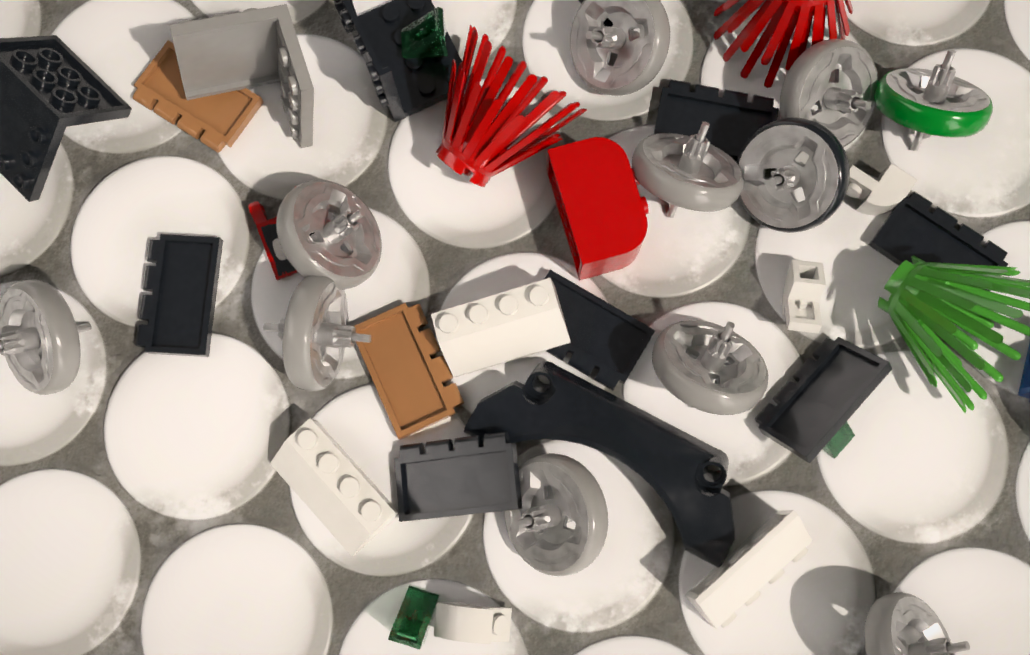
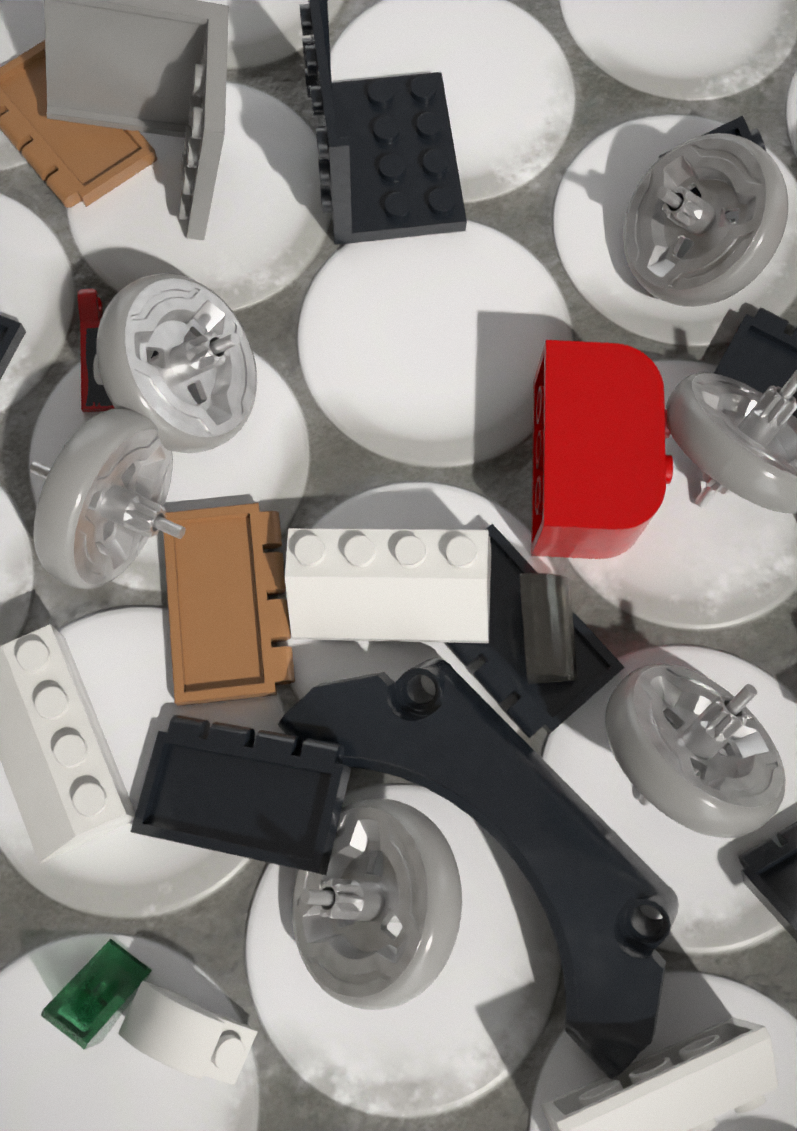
camera: 10 degrees right, 5 degrees down
(425, 36) = (420, 134): clear green slope -> none
(472, 135) = (465, 317): red plant -> none
(603, 322) = (548, 628): none -> clear smoke brick

